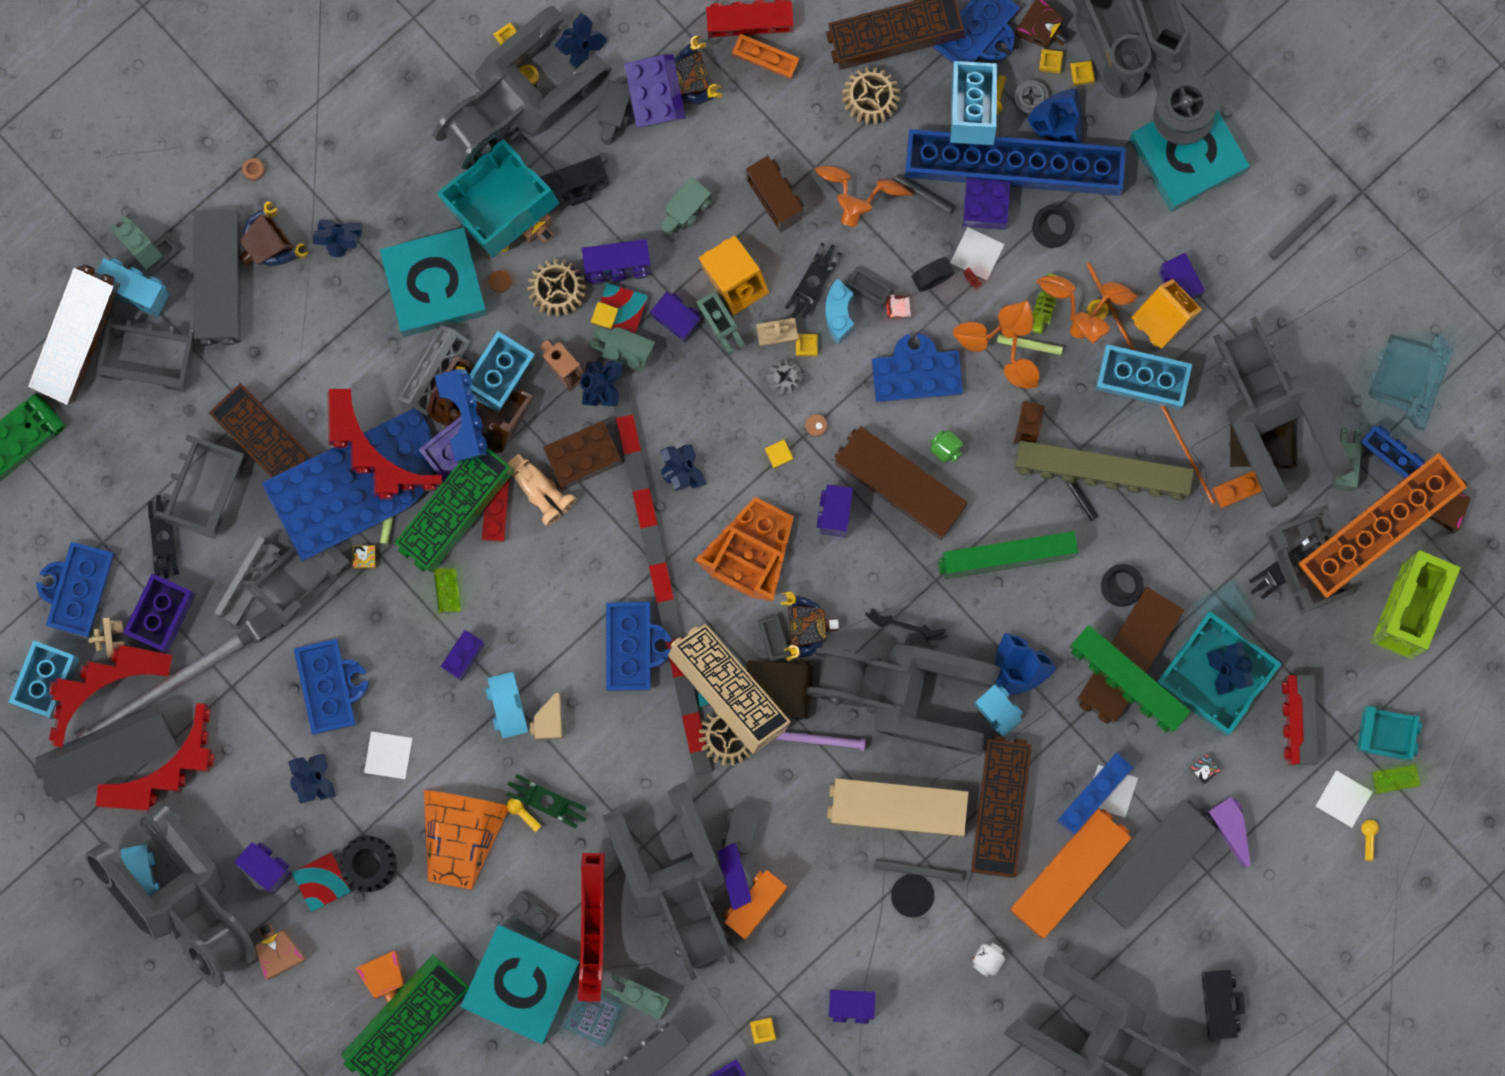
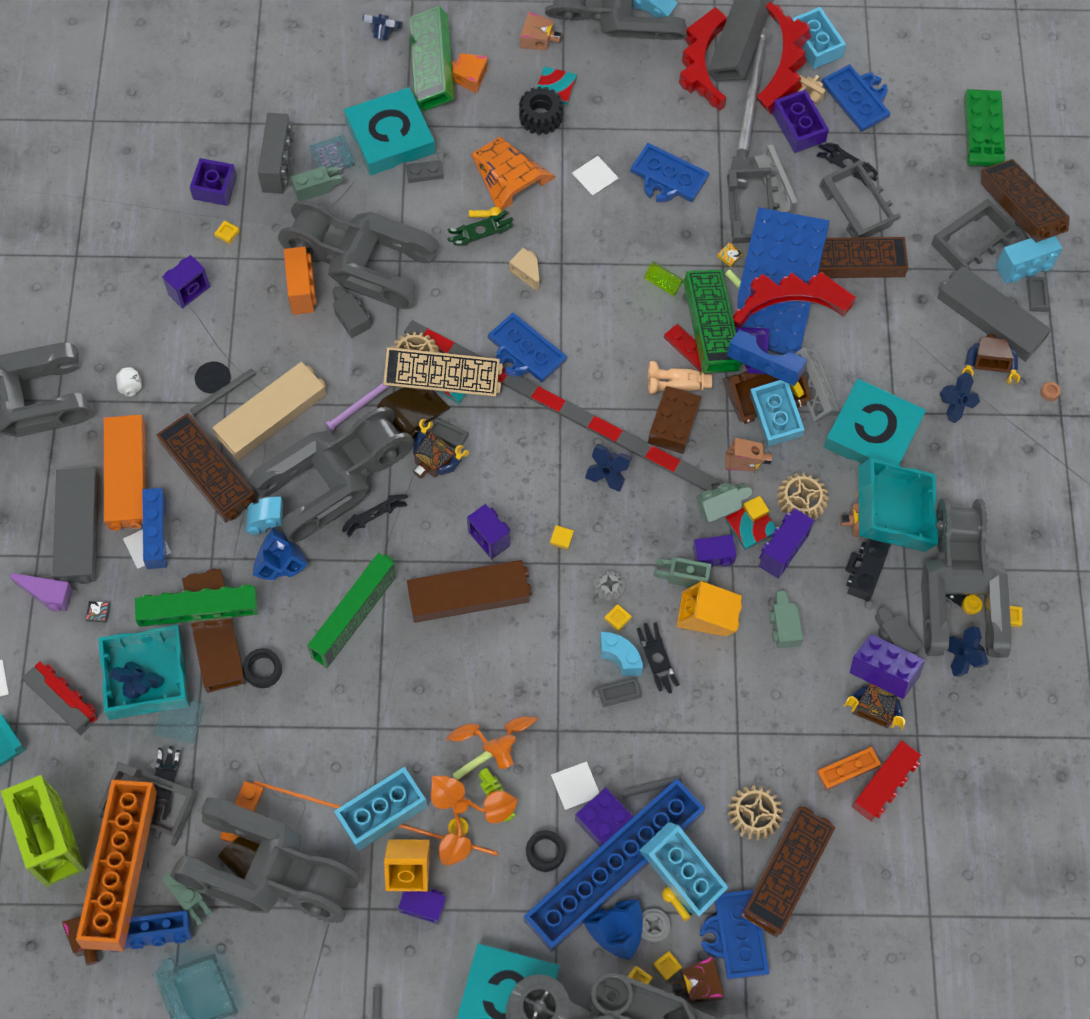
camera: 130 degrees right, 15 degrees down
(136, 243) = (1058, 284): sand green hinge -> none
(263, 867) = (593, 57): dark purple brick -> none
(309, 779) = (620, 119): dark blue plant -> none
(462, 655) = (614, 254): dark purple brick -> none
(500, 281) = (839, 471): clear orange tile -> none
(507, 705) = (559, 252): medium azure brick -> none
(592, 927) = (363, 174): red arch -> none
(599, 382) = (712, 464): dark blue plant -> none
(734, 876) = (326, 277): dark purple piece -> none
(750, 550) = (516, 465): orange wedge -> none
(774, 193) = (741, 681): reddish brown brick -> none
(777, 332) = (643, 602): tan hips -> none
(816, 425) = (558, 576): nougat tile -> none
(853, 206) = (681, 716): orange plant -> none
(898, 307) = (587, 696): clear red tile -> none
(916, 372) = (531, 669): blue plate -> none
(933, 274) = (587, 734): black tyre -> none
(946, 446) = (463, 640): bright green head -> none
(972, 279) = (560, 761): clear red tile -> none
(1029, 422) = (426, 706): reddish brown torso -> none
(1082, 500) = (351, 700): black bar -> none
(1104, 470) = (346, 727): olive brick -> none

